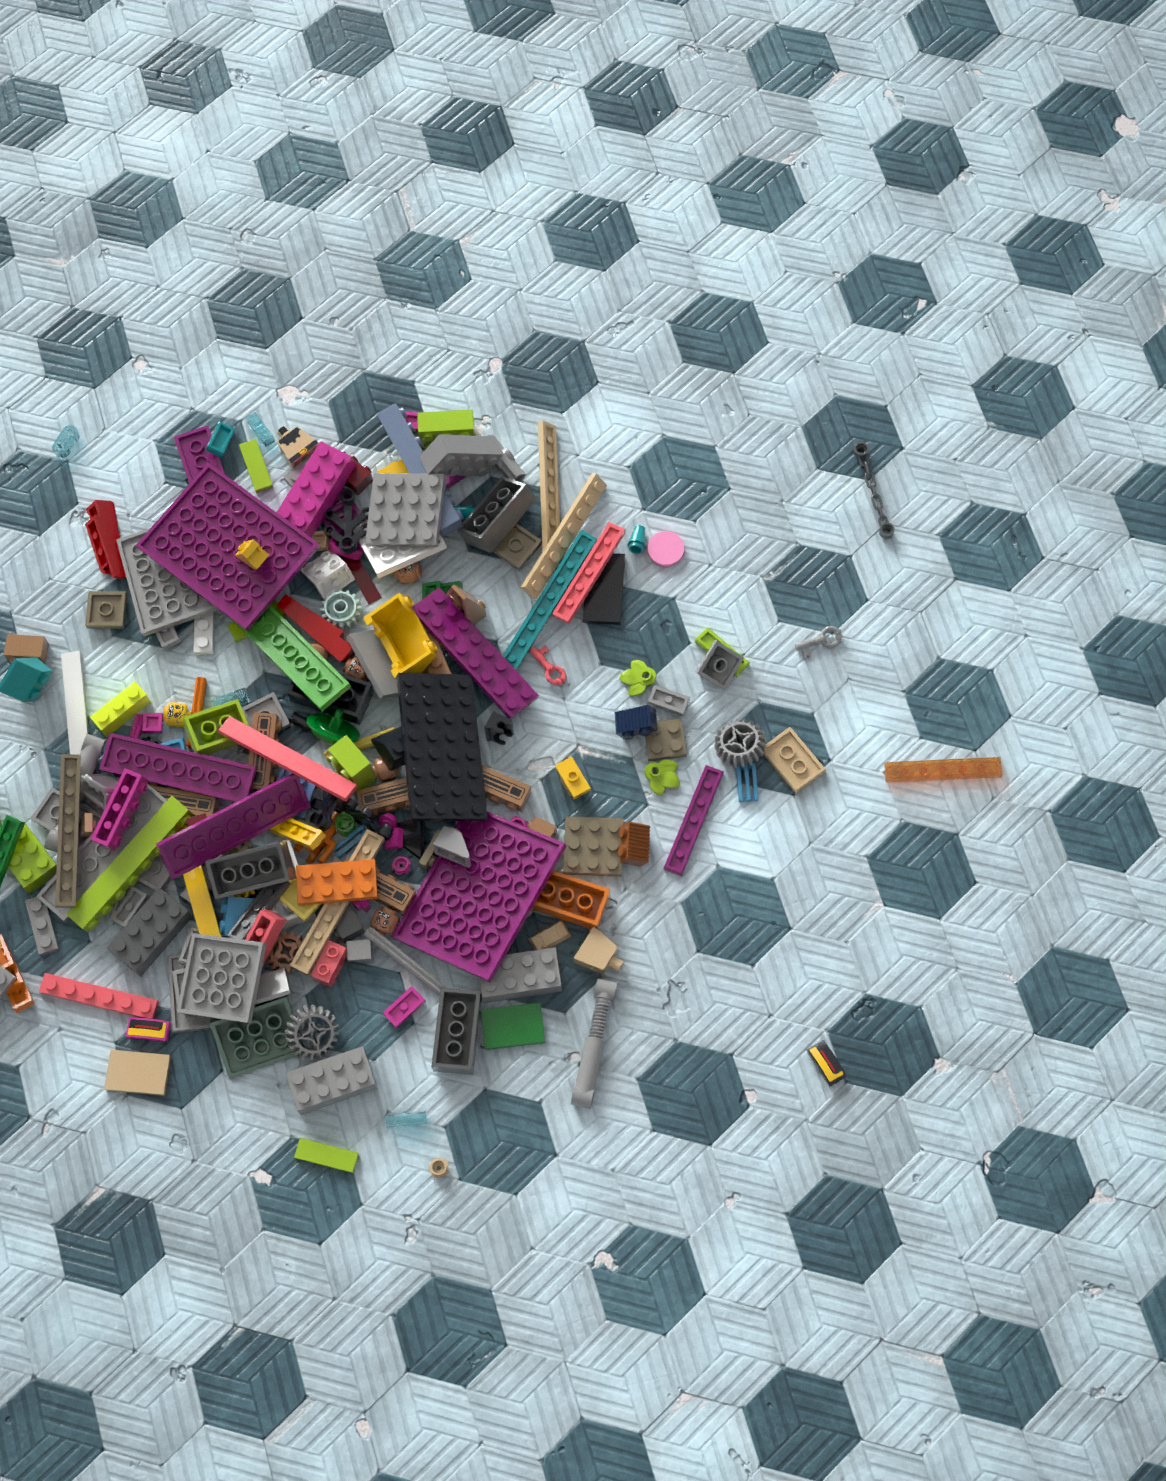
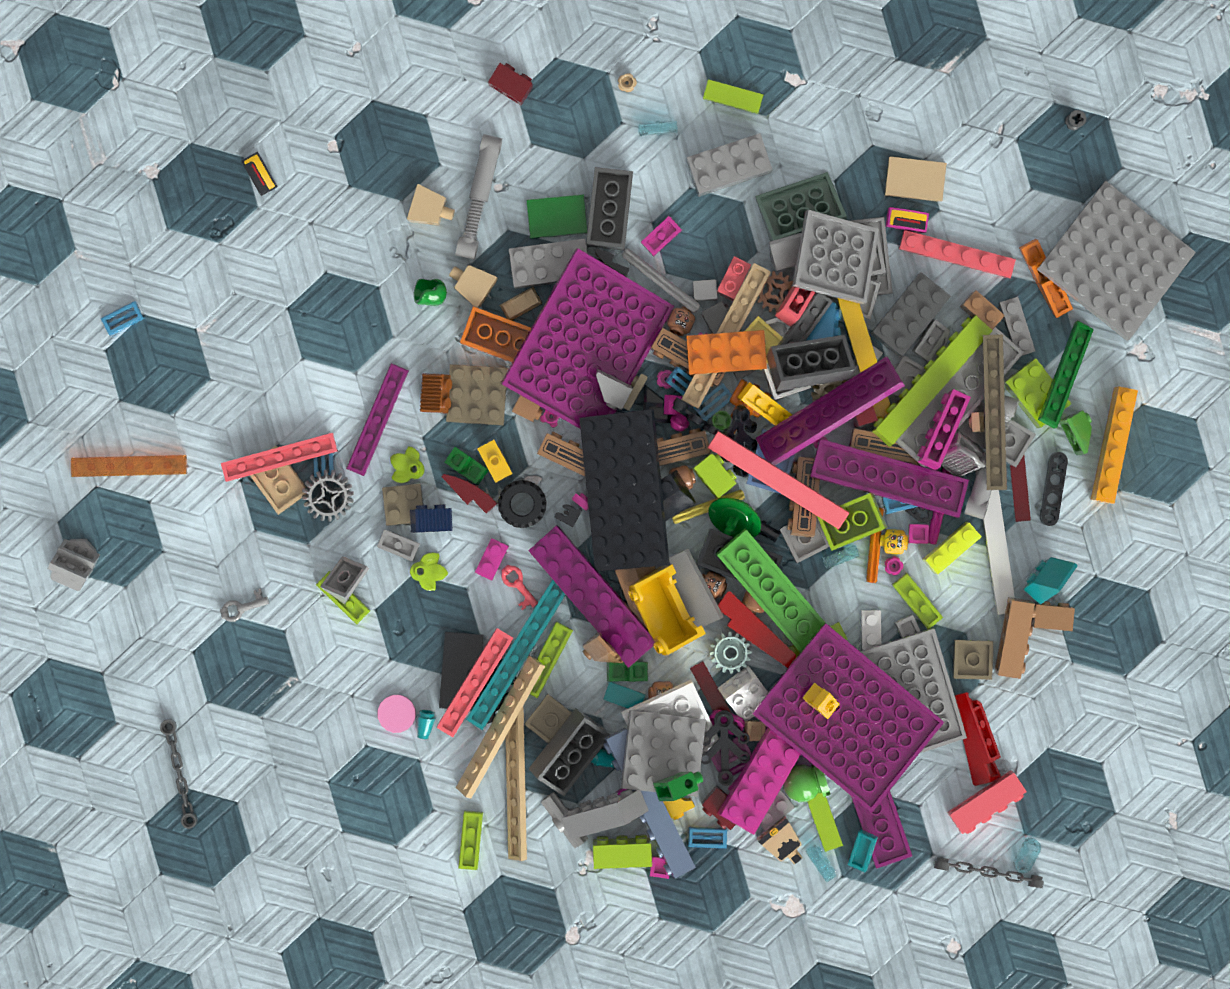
camera: 175 degrees right, 20 degrees up
(16, 769) = (1056, 489): none -> black beam
(50, 765) = (1020, 491): none -> dark red sticker
(60, 419) = (1034, 881): none -> dark grey piece
(63, 628) = (1014, 638): none -> medium nougat brick
(76, 937) = (982, 308): none -> medium nougat brick
(100, 484) = (987, 802): none -> coral brick
(157, 662) = (917, 601): none -> lime tile
(179, 689) = (898, 565): none -> dark pink plate
(271, 491) = (805, 783): none -> bright green tile
(320, 1030) = (759, 209): light grey gear -> none
(367, 452) = (707, 837): none -> dark azure tile
(390, 474) = (677, 785): none -> green torso
(392, 864) = (673, 375): none -> dark azure tile
(445, 569) = (623, 695): none -> teal tile
(459, 982) = (607, 259): none -> black slope
(487, 745) = (581, 500): none -> dark pink plate
(515, 609) = (550, 653): none -> lime tile
(545, 754) = (510, 491): none -> black tyre
(562, 1162) = (511, 83): none -> dark red brick
(575, 690) = (491, 559): none -> dark pink plate
(592, 441) = (470, 840): none -> lime tile
(597, 750) = (470, 492): none -> dark red slope
(602, 778) = (466, 465): none -> green slope
(646, 1030) = (428, 207): none -> tan torso
(650, 940) = (426, 296): none -> green hair
(790, 777) = (279, 457): none -> coral plate
(946, 921) = (136, 311): none -> dark azure tile
(989, 675) = (73, 563): none -> light grey piece

